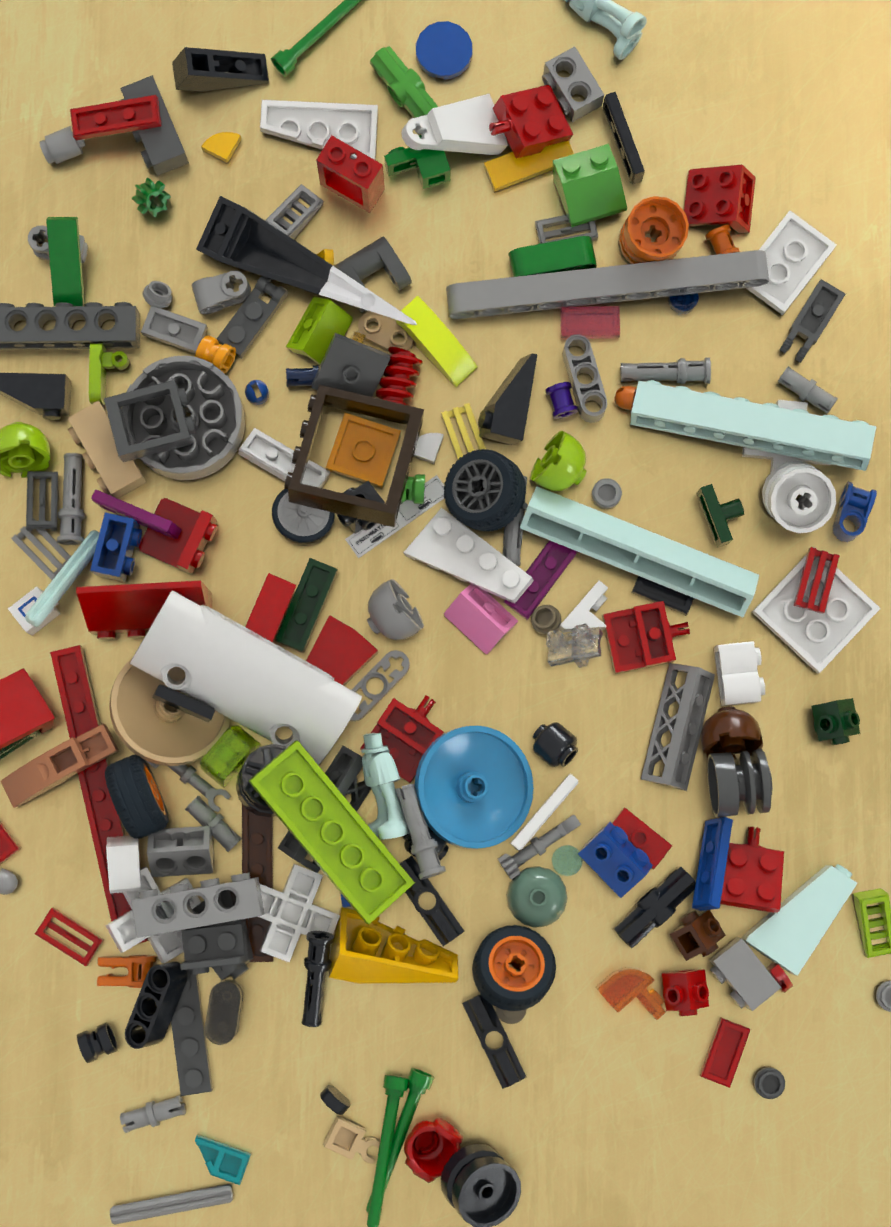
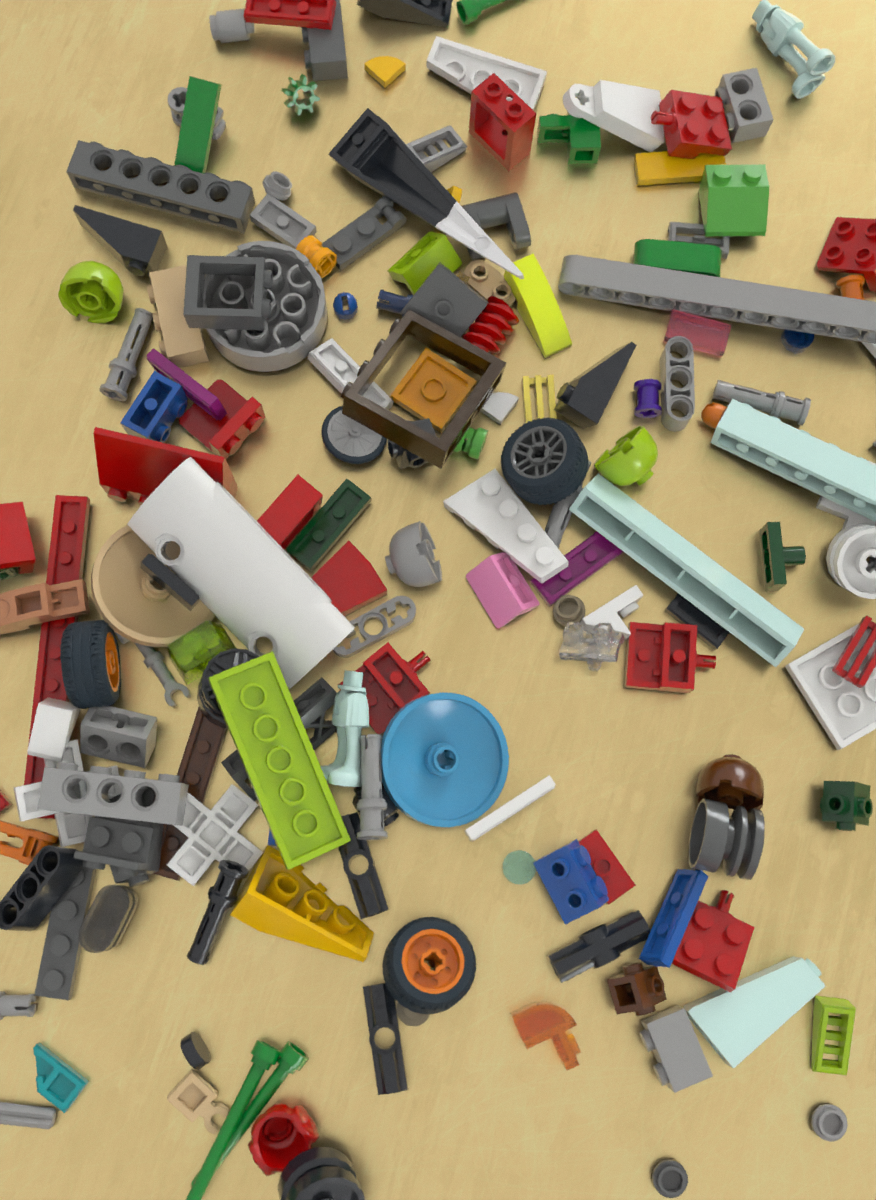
camera: 15 degrees right, 5 degrees down
(23, 605) = (55, 450): white brick -> none
(24, 533) = (74, 373): light grey tile -> none
(42, 524) = (91, 367): dark grey tile -> none
(63, 580) = (84, 430): light aqua axle -> none
(98, 362) = (198, 232): lime piece -> none
(217, 292) = (337, 199): light grey piece -> none
(218, 827) = (166, 723): light grey pin -> none
(367, 540) = (457, 464): white sticker -> none
(402, 83) = (577, 60): bright green piece -> none
(444, 50) = (626, 42): blue tile -> none
(537, 846) = (493, 842): light grey piece -> none
(537, 896) = (476, 896): sand green cylinder -> none
(555, 744) = (541, 741): black head -> none
(606, 493) = (666, 504): light grey tile -> none
(623, 138) = (780, 168): black tile -> none
(661, 220) = (788, 256): orange wheel -> none
(685, 991) = (606, 1048): red brick -> none
(688, 723) = (688, 759): light grey fence -> none
(725, 1052) = (630, 1129): red tile -> none
(738, 673) = (755, 724): white brick -> none
(780, 977) = (714, 1063): red tile -> none

